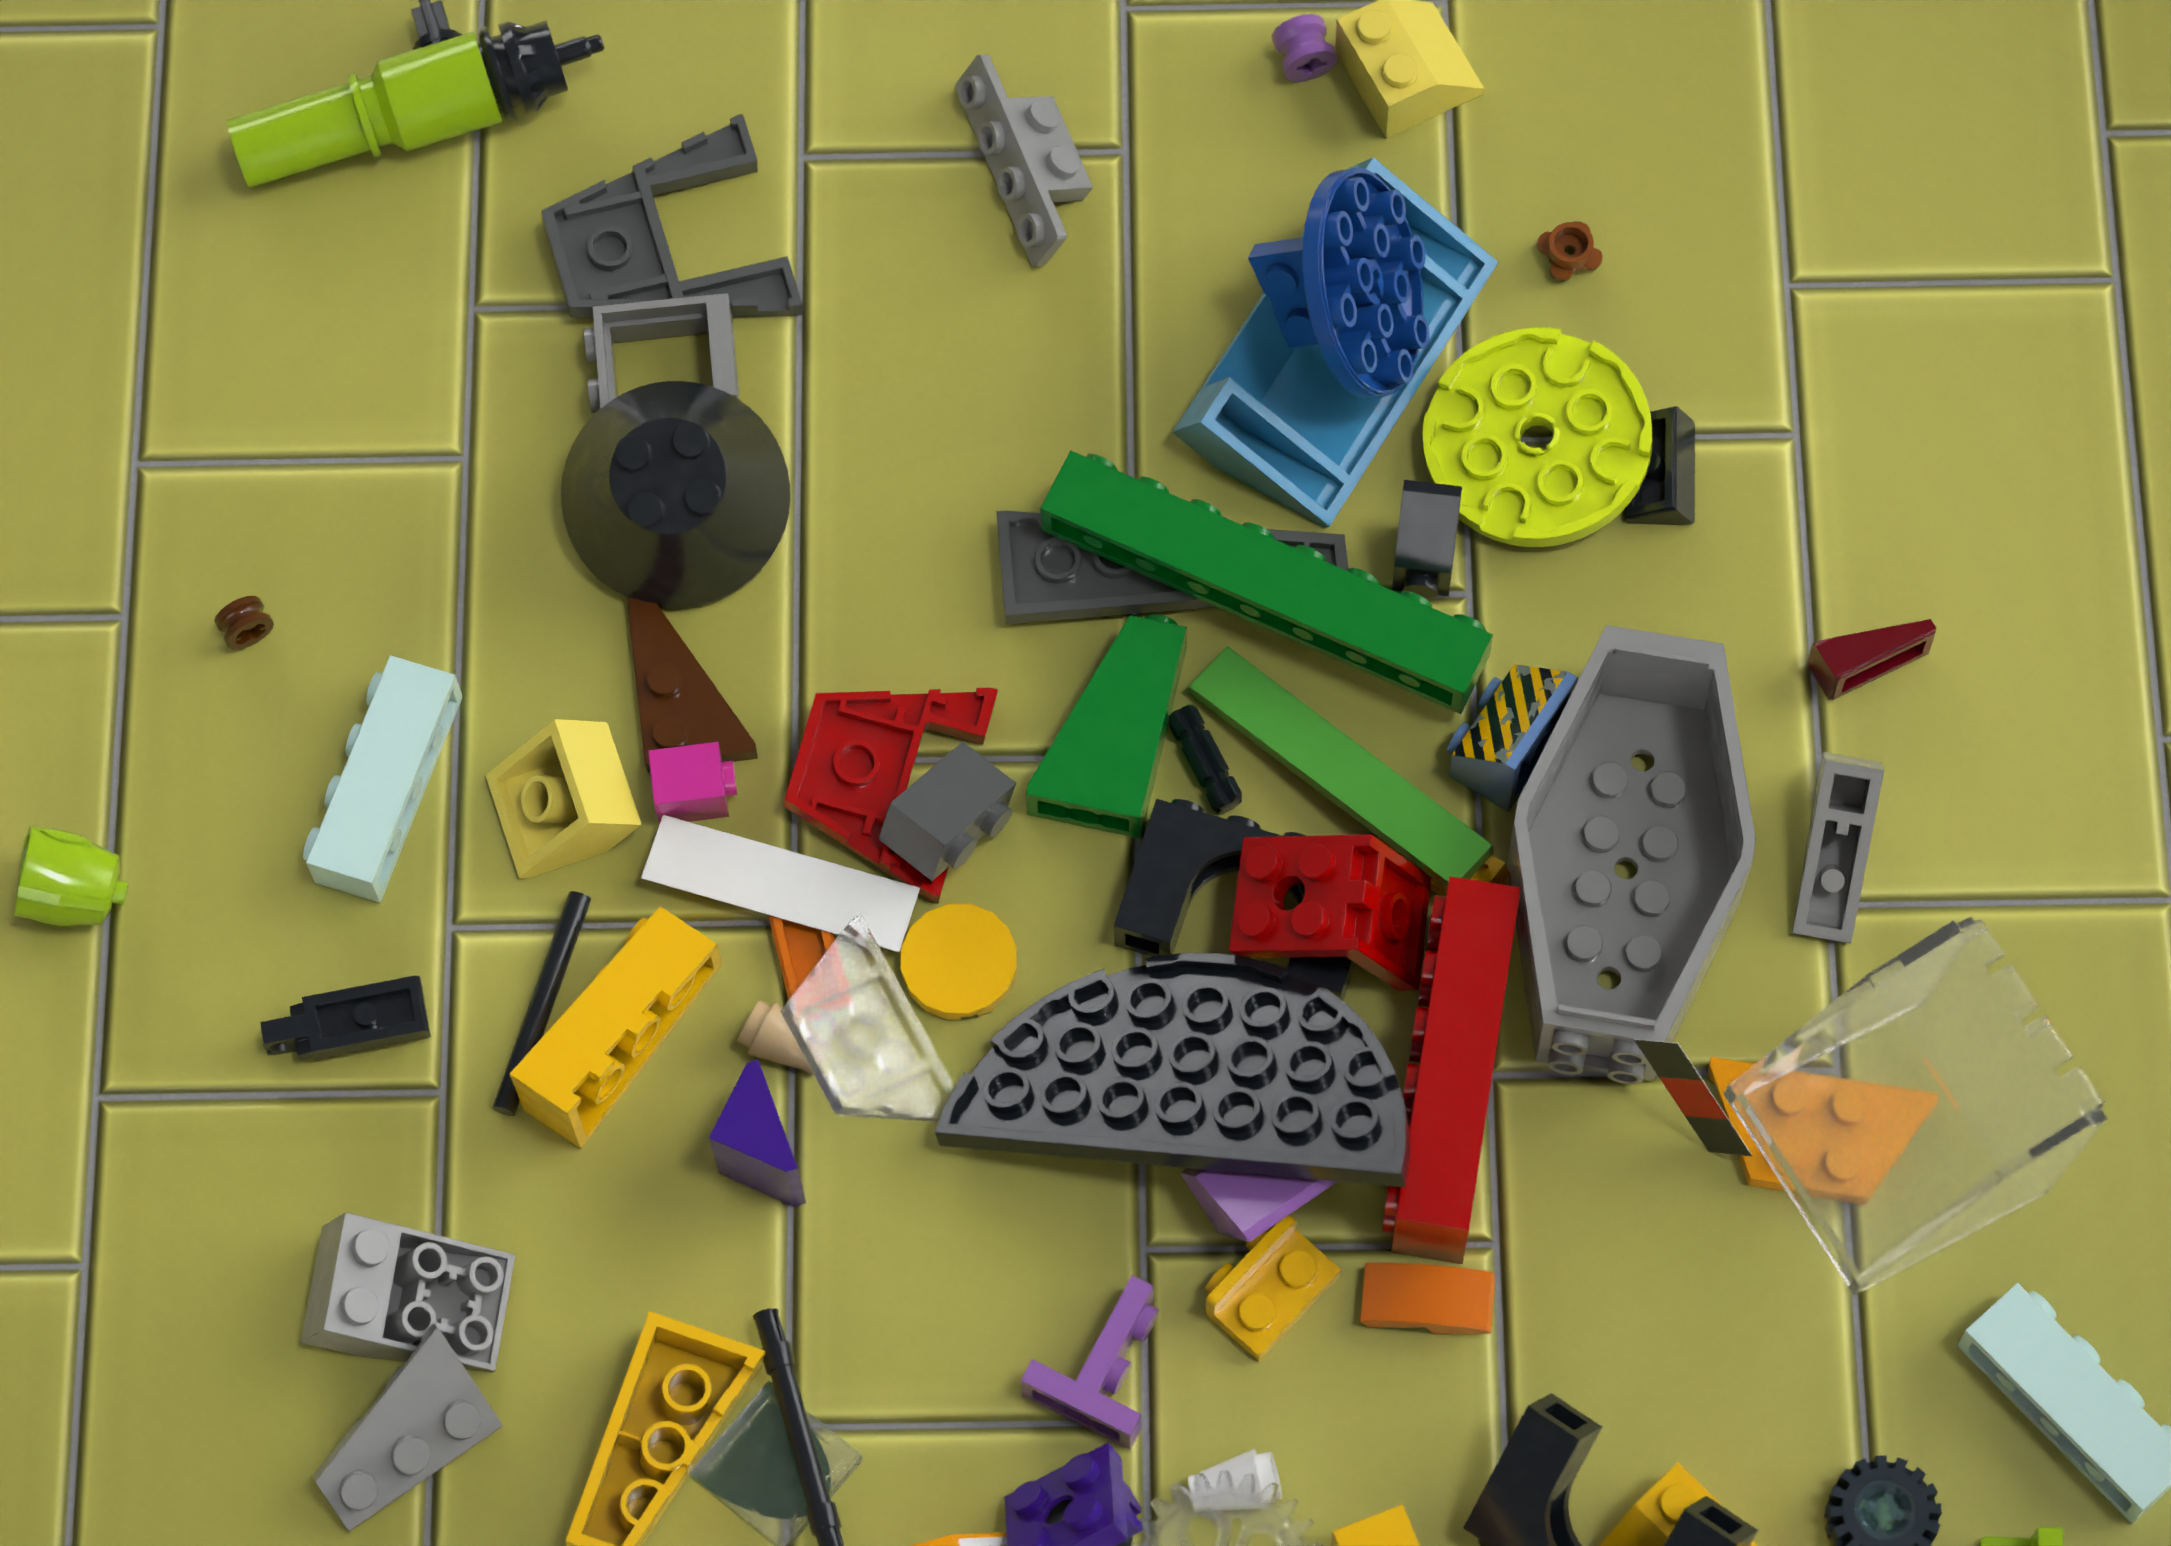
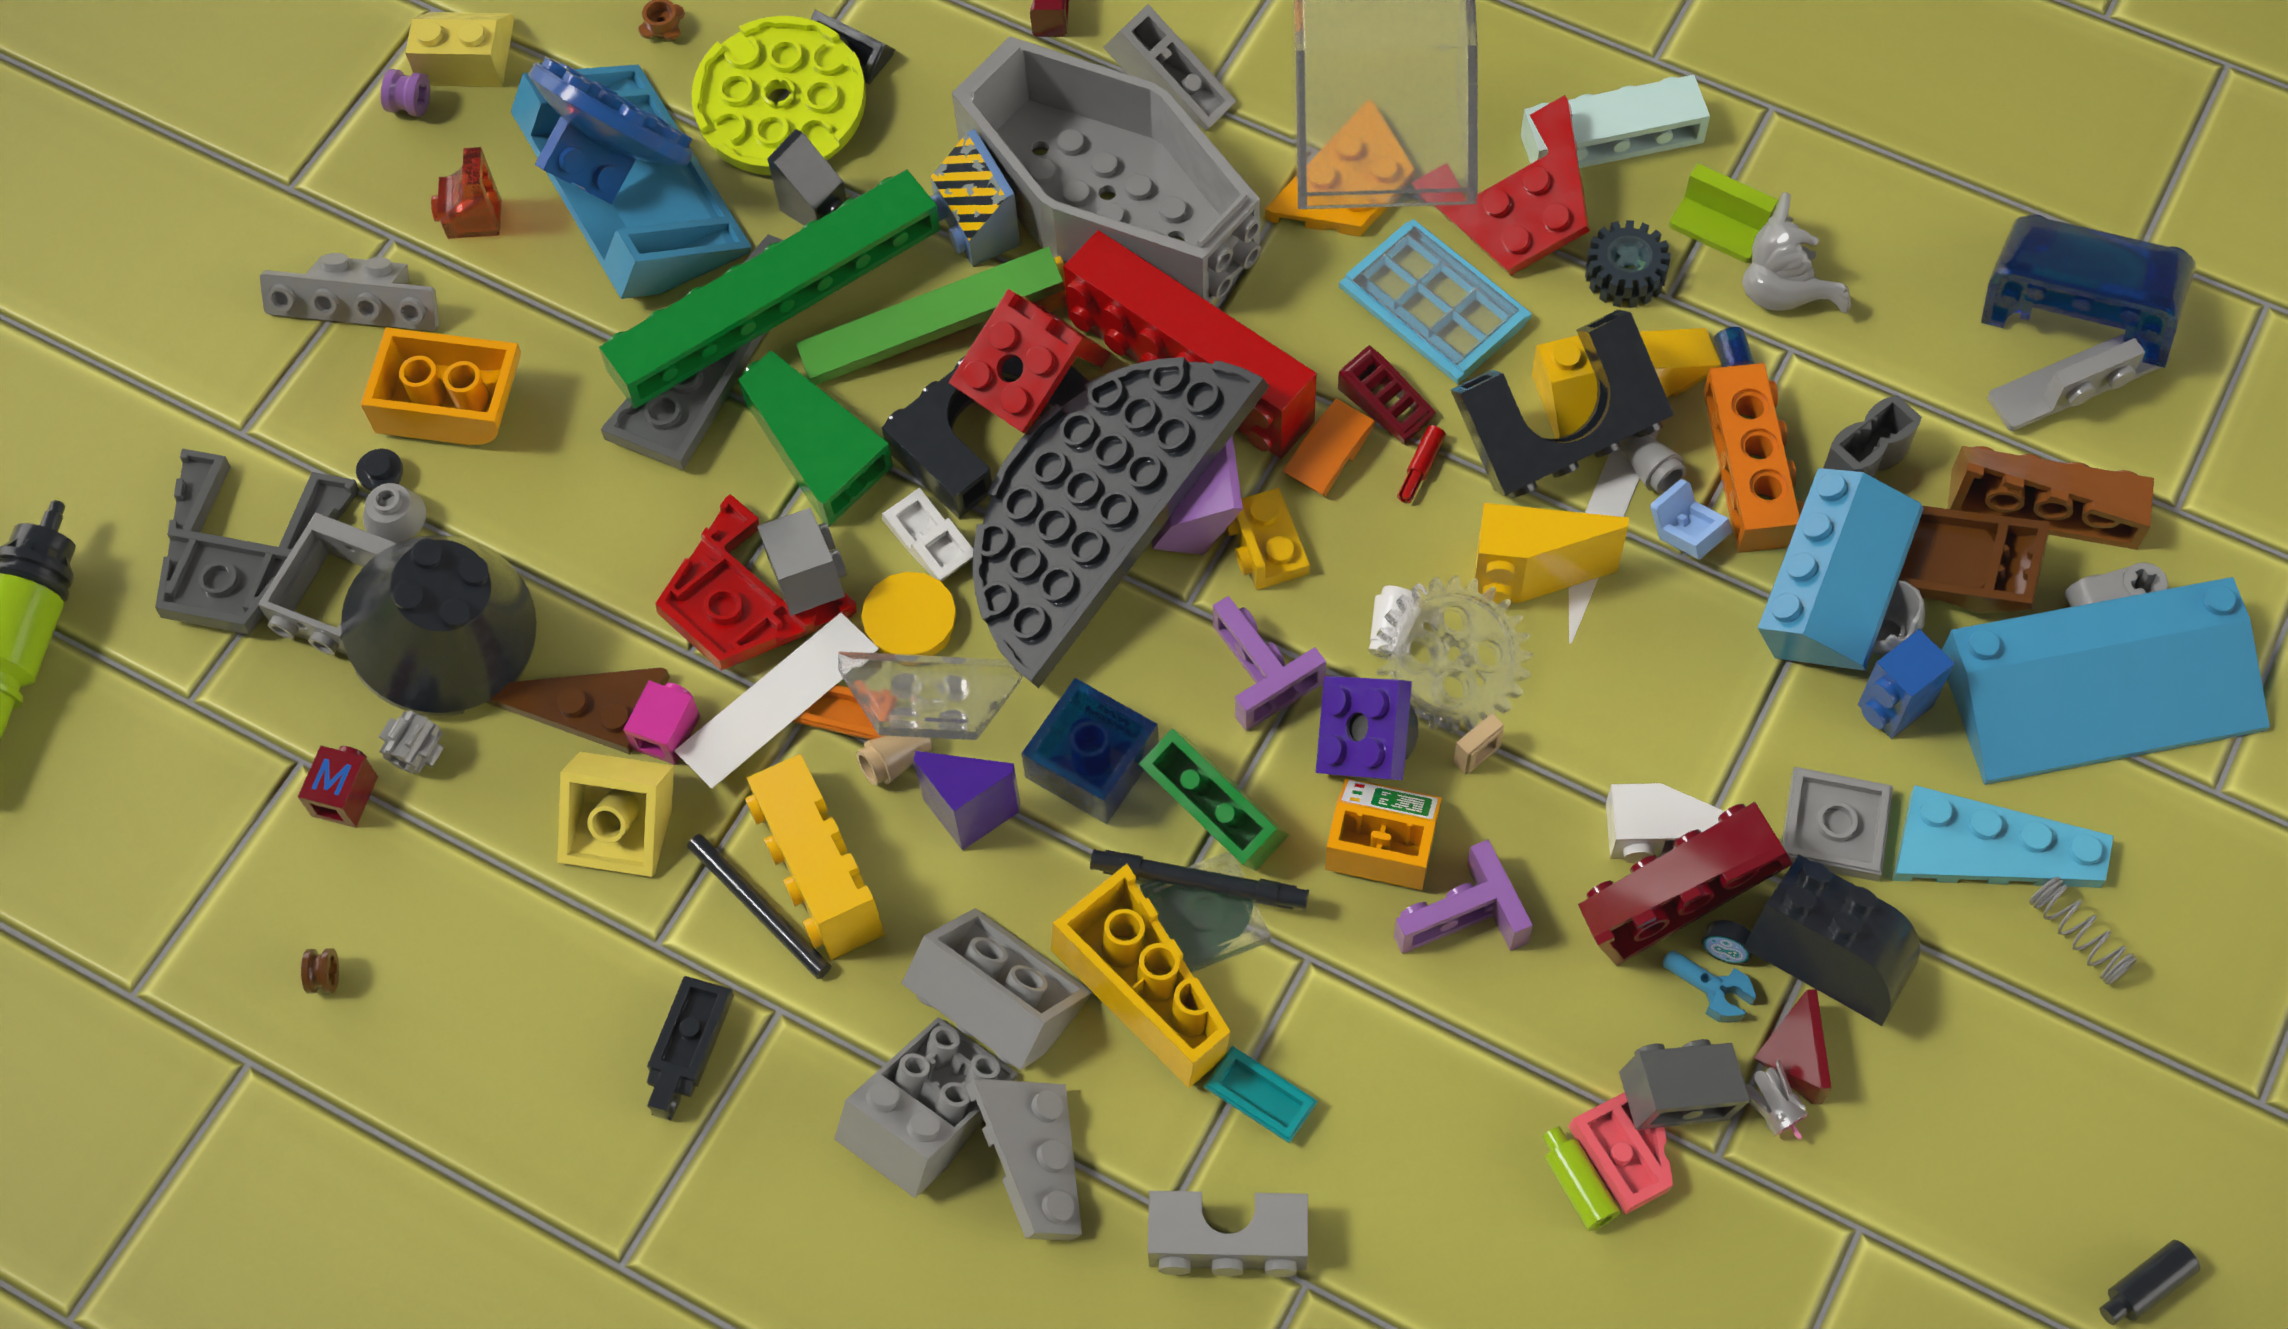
camera: 60 degrees left, 5 degrees down
(67, 879) = (433, 1197): lime helmet -> none
(383, 778) = (514, 928): light aqua brick -> none
(448, 512) = (338, 785): none -> dark red brick
(530, 551) = (411, 742): none -> light grey gear
(571, 1294) = (995, 987): none -> light grey slope
(786, 368) = (394, 512): none -> light grey cone
(829, 320) = (379, 468): none -> black plate
(887, 1241) = (1089, 750): none -> brick
(899, 1403) = (1213, 799): none -> green brick
(949, 317) = (440, 386): none -> light orange brick
(1068, 925) = (928, 536): none -> white slope
(1200, 201) = (468, 199): none -> clear red arch
(1205, 758) = (869, 395): black axle -> none
(1469, 1412) = (1421, 462): none -> red pin
(1547, 1276) = (1381, 371): none -> dark red slope
(1693, 1097) = (1297, 214): black sticker -> none
(1703, 1317) = (1435, 300): none -> clear piece
(1890, 1366) = (1534, 207): none -> red wing

